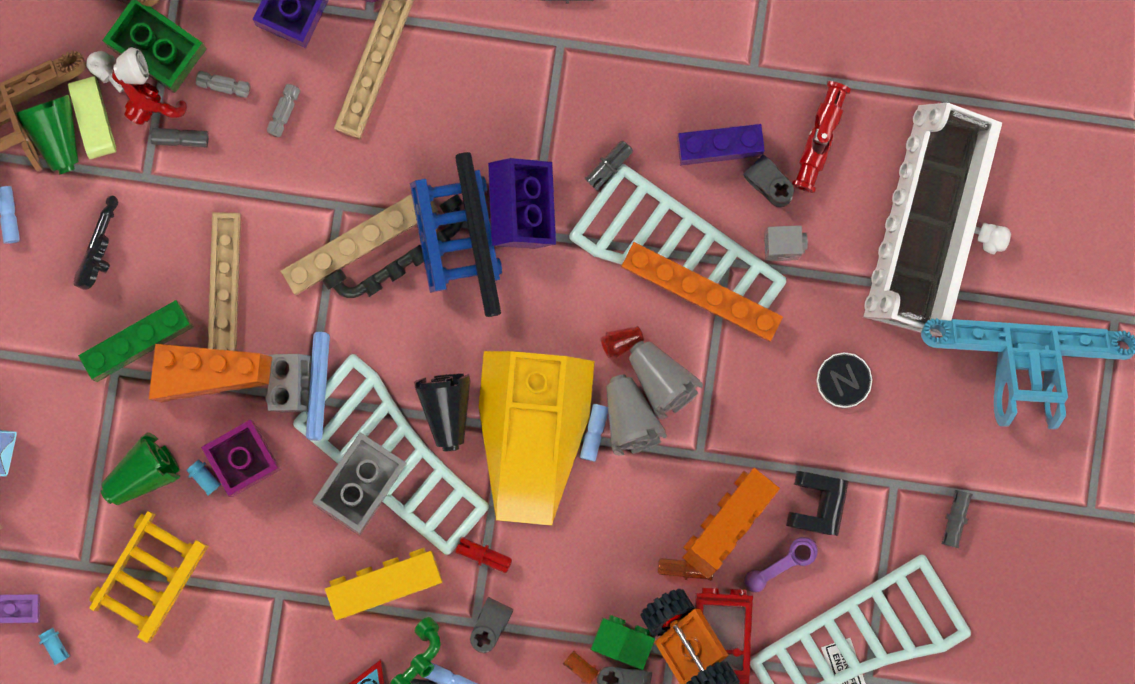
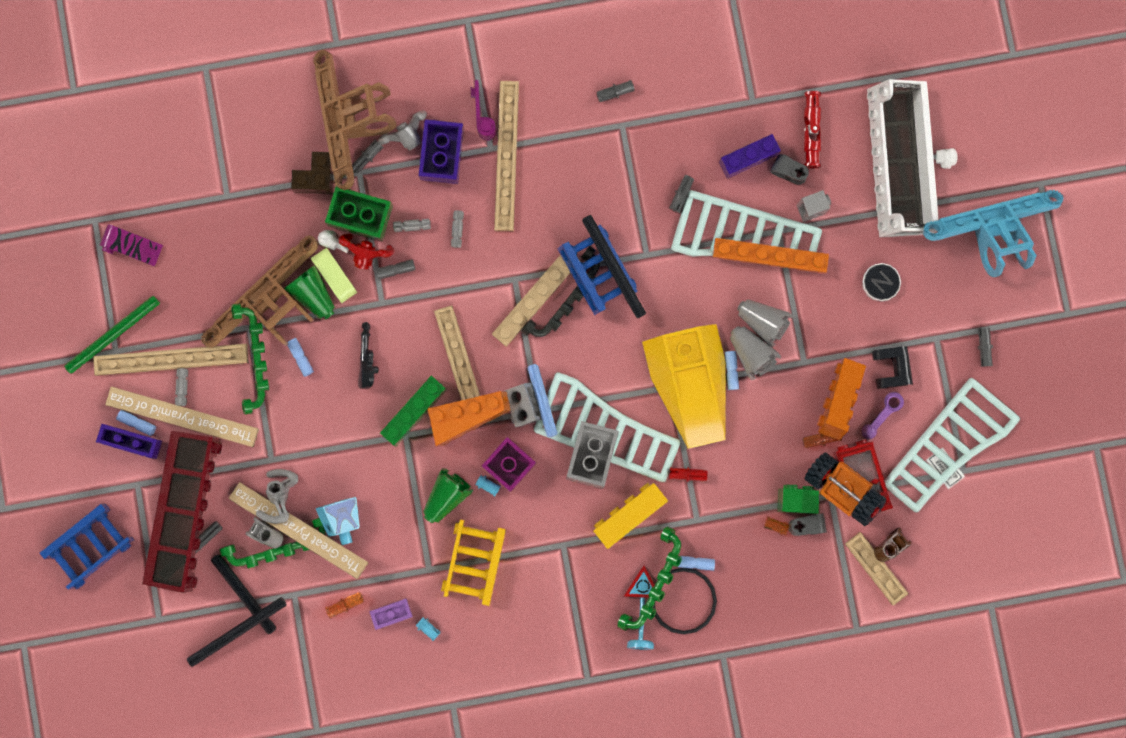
camera: 20 degrees left, 0 degrees up
(131, 67) = (350, 232): white cone -> none
(445, 408) = (630, 386): black cone -> none
(491, 620) = (708, 515): dark grey piece -> none
(522, 203) = (635, 237): dark purple brick -> none
(620, 341) = (728, 305): clear red cone -> none

